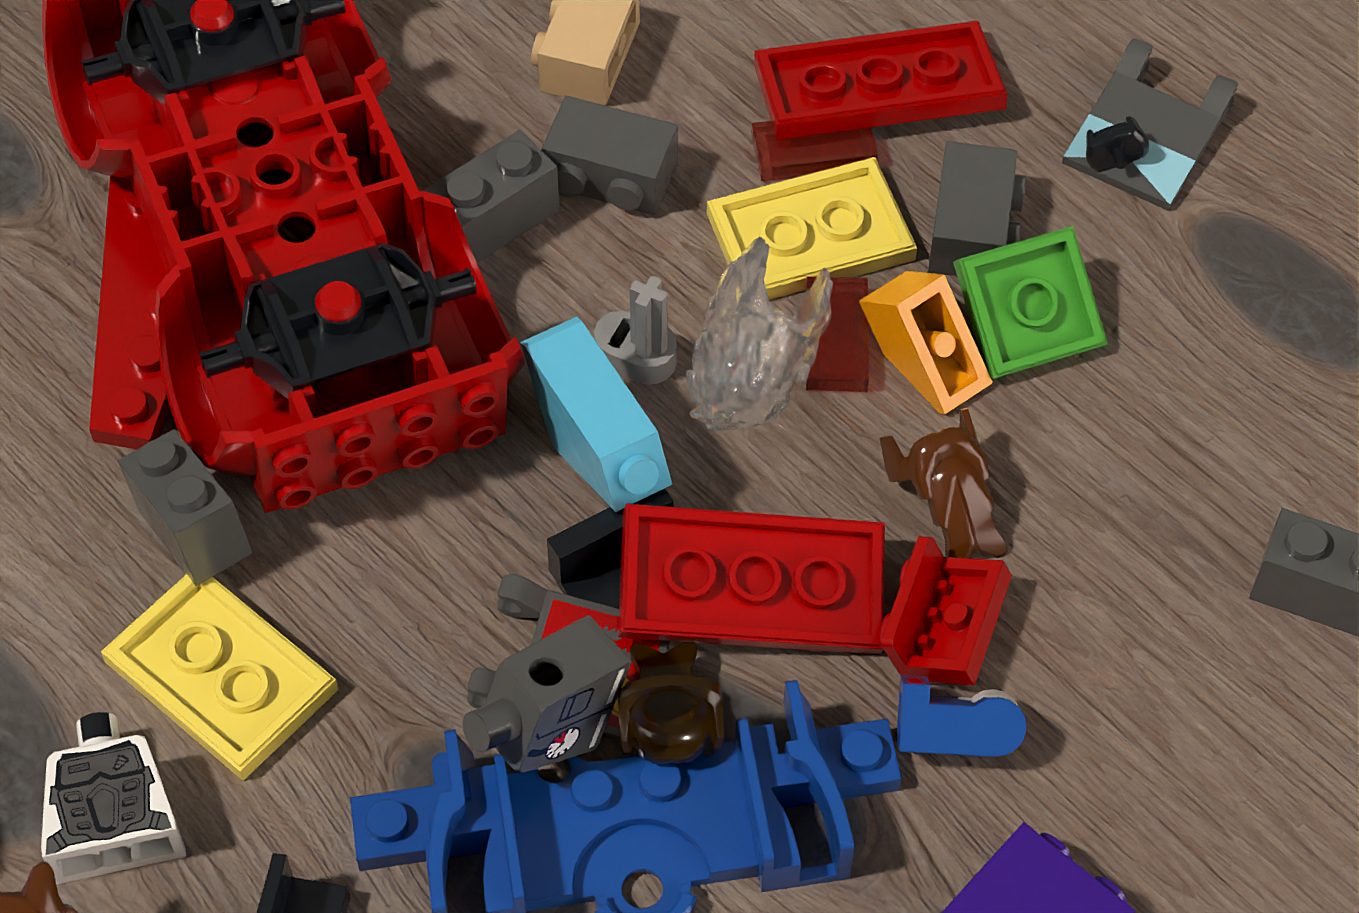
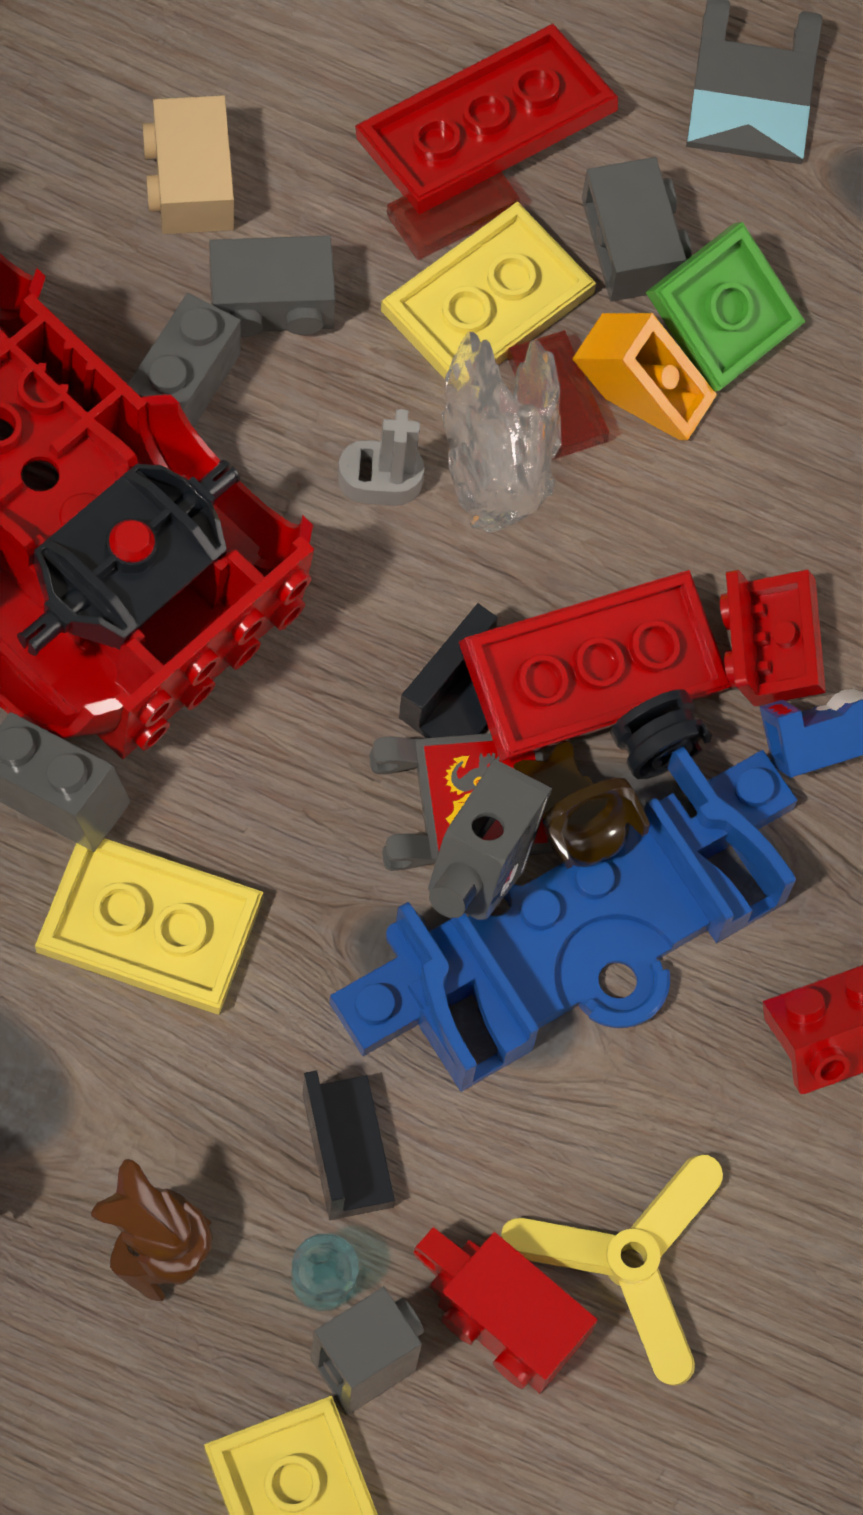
camera: 30 degrees left, 10 degrees up
(105, 805) = (119, 1081): torso -> none
(594, 416) = (396, 563): medium azure slope -> none
(786, 653) = (658, 729): none -> black wheel
(951, 475) = (728, 505): reddish brown hair -> none
(1116, 145) = (735, 116): black piece -> none

